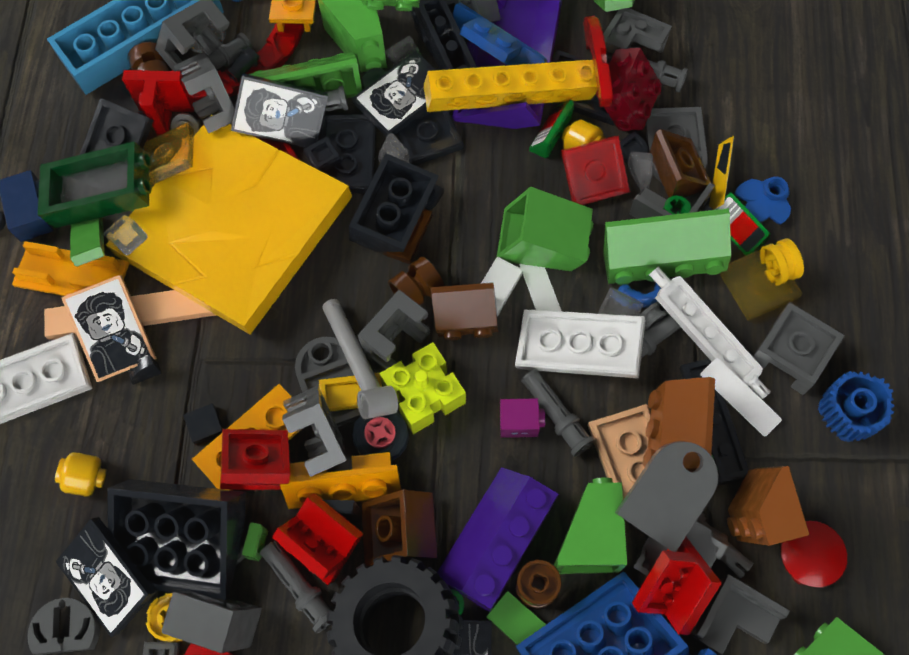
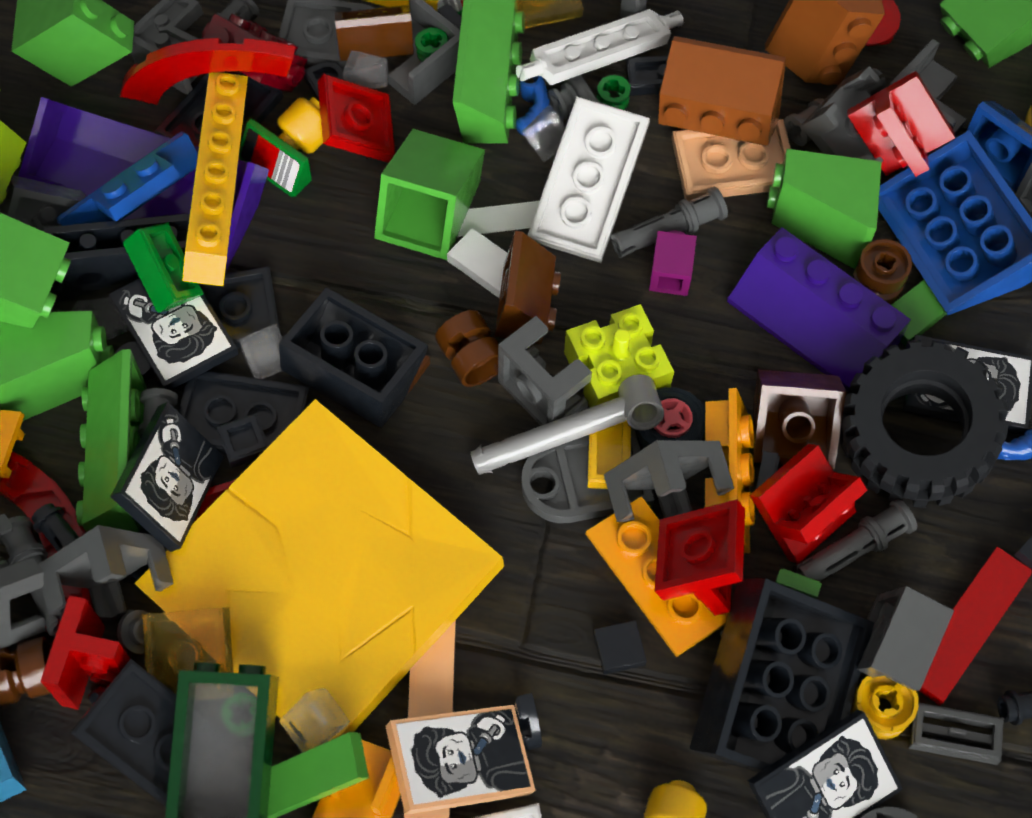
camera: 85 degrees left, 5 degrees down
(440, 59) = (160, 266): none -> green slope
(668, 496) = (809, 98): dark grey tile -> none
(679, 346) = (614, 83): none -> green bush
(742, 397) = (700, 27): white sticker -> none

